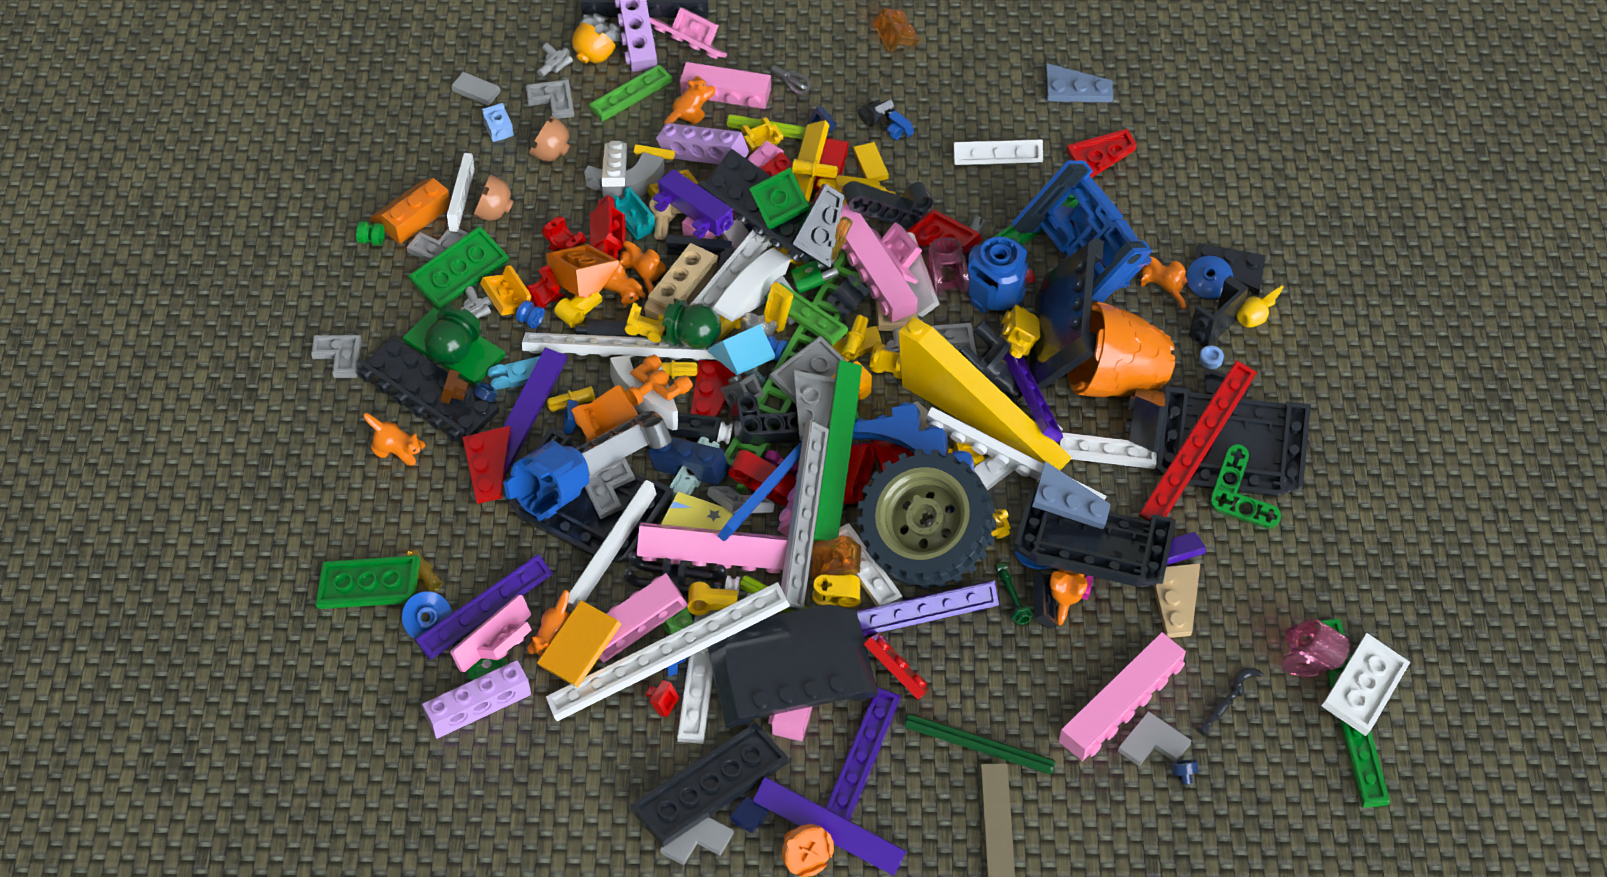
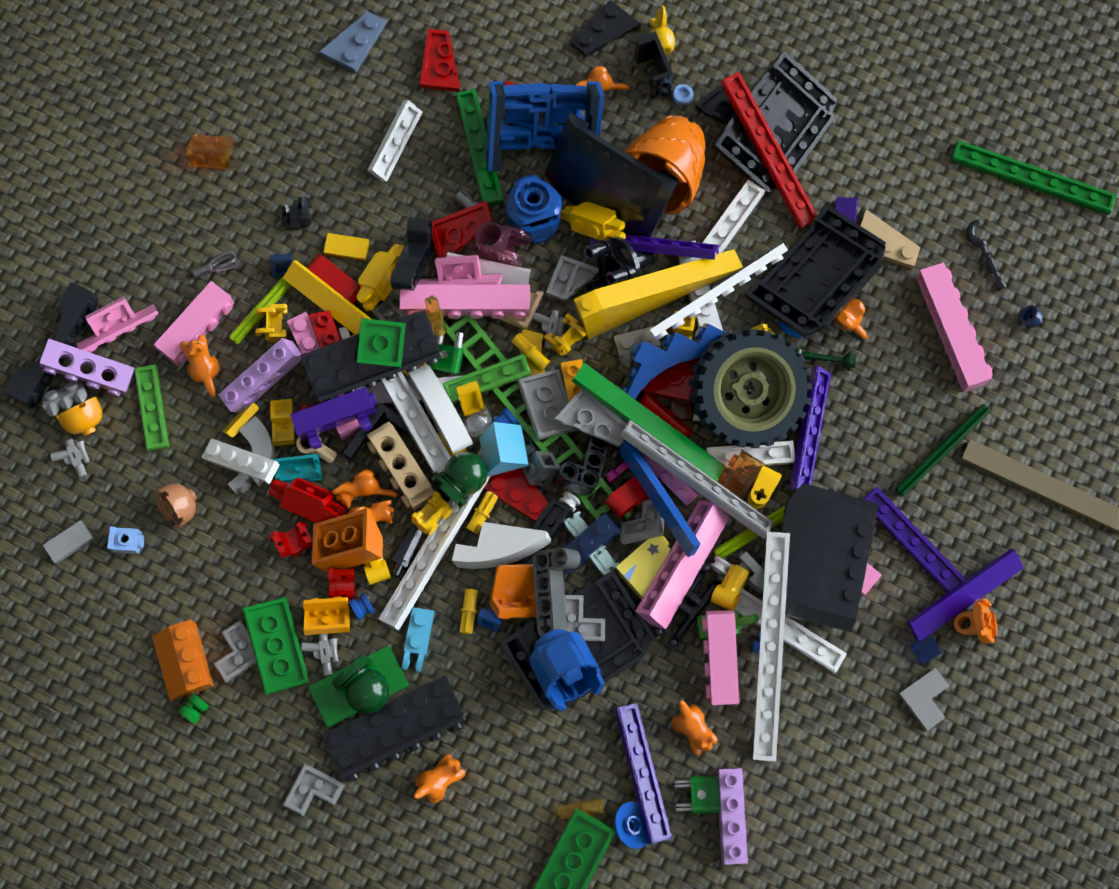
camera: 65 degrees left, 20 degrees up
(453, 388) = (415, 708): reddish brown tile -> none
(460, 192) = (193, 608): white tile -> none
(485, 391) = (426, 680): dark blue tile -> none
(487, 461) = (502, 710): red wing -> none
(494, 200) = (218, 583): nougat cylinder -> none
(494, 635) = (685, 775): bright pink bracket -> none
(532, 400) = (465, 655): dark purple tile -> none
(555, 93) = (113, 474): light grey tile -> none
(579, 643) = (726, 712): light orange tile -> none
(612, 544) = (644, 645): white tile -> none
(655, 381) = (507, 535): orange piece -> none
(663, 698) = (798, 668): red tile -> none
(709, 784) = (893, 668): black plate -> none
(814, 169) = (346, 297): yellow axle -> none
(818, 229) = (427, 327): wing -> none
(848, 295) = (490, 337): black piece -> none
(897, 665) = (852, 477): red wing -> none
(899, 126) = (322, 202): blue tile -> none
(1044, 603) = (852, 341): black plate -> none
(1069, 499) = (776, 272): sand blue wing -> none
(1146, 419) = (733, 174): black slope -> none
(1152, 734) = (990, 324): light grey tile -> none
(1206, 286) = (601, 57): blue dish -> none
(1230, 493) = (817, 151): green beam -> none
(1322, 652) = (997, 158): clear pink piece -> none
(1366, 684) = (1024, 155): white plate -> none

